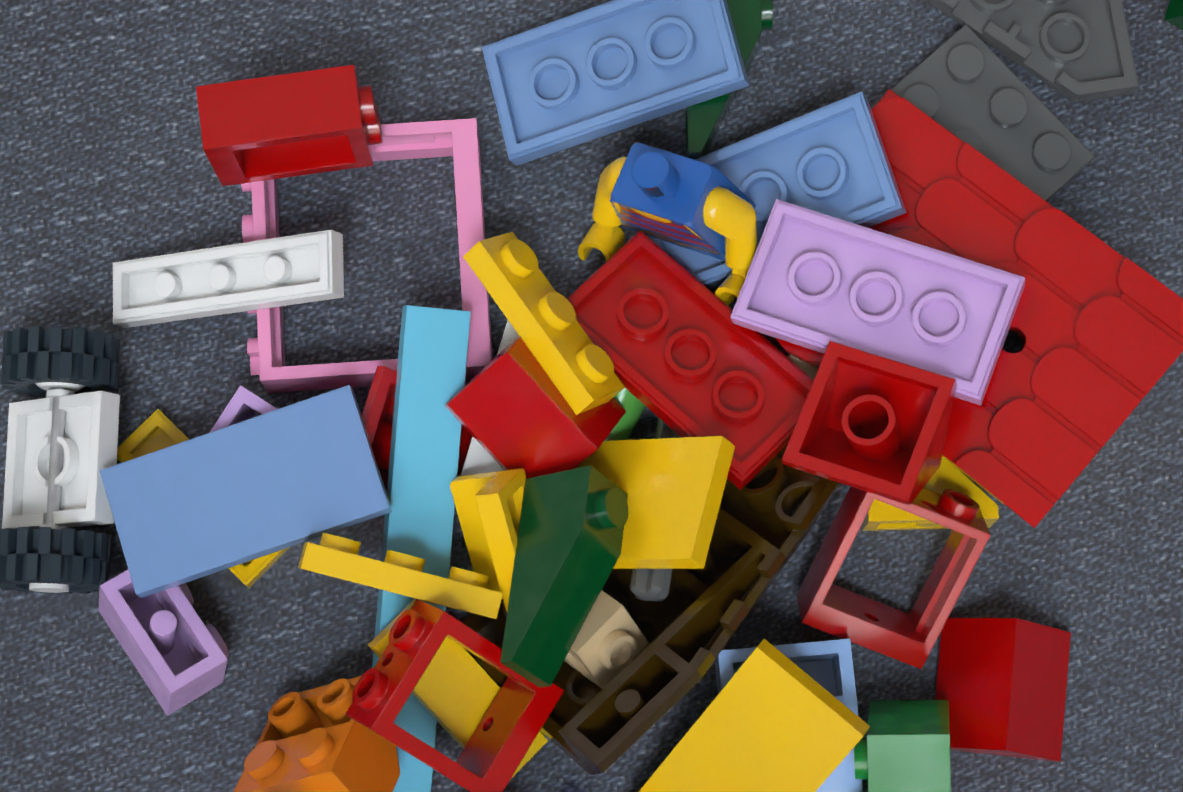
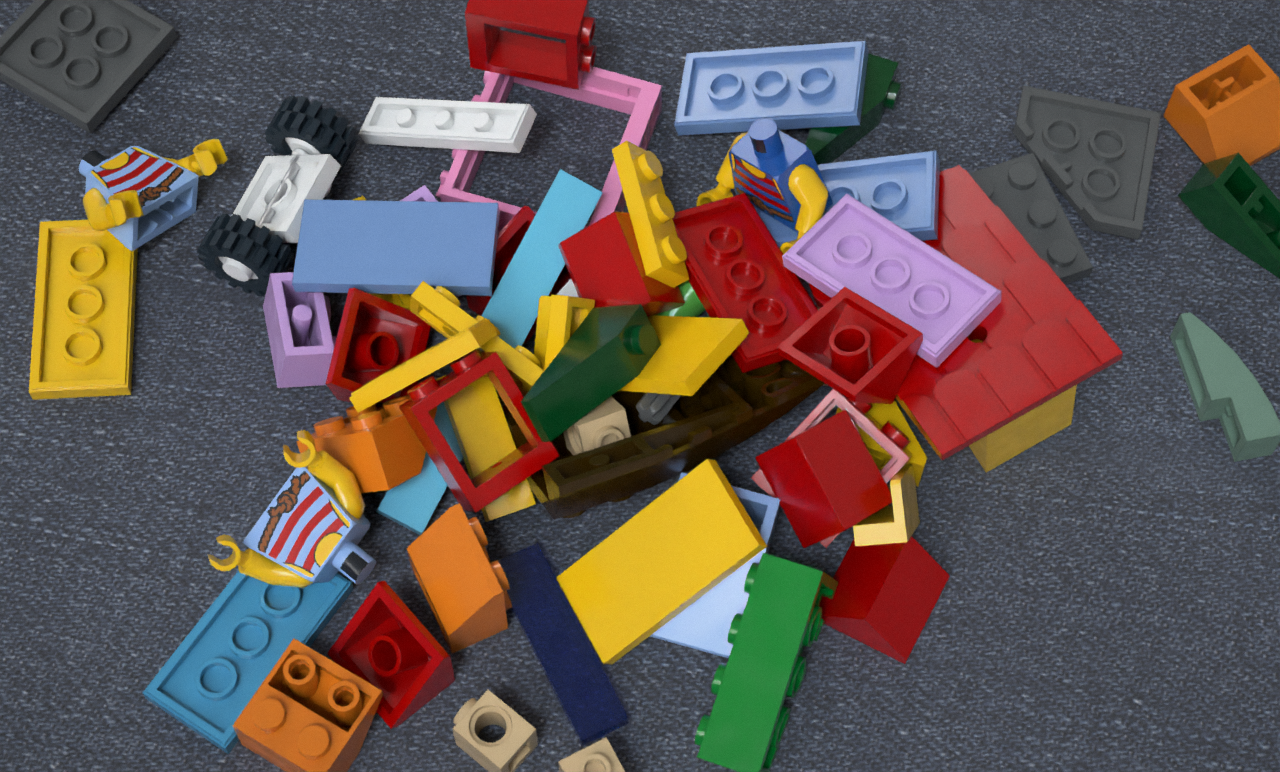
camera: 20 degrees right, 15 degrees down
(275, 628) = (372, 341): none -> red slope
(353, 648) = (423, 364): none -> yellow tile
(900, 599) = (825, 479): none -> red slope
(987, 612) = (892, 522): none -> yellow panel

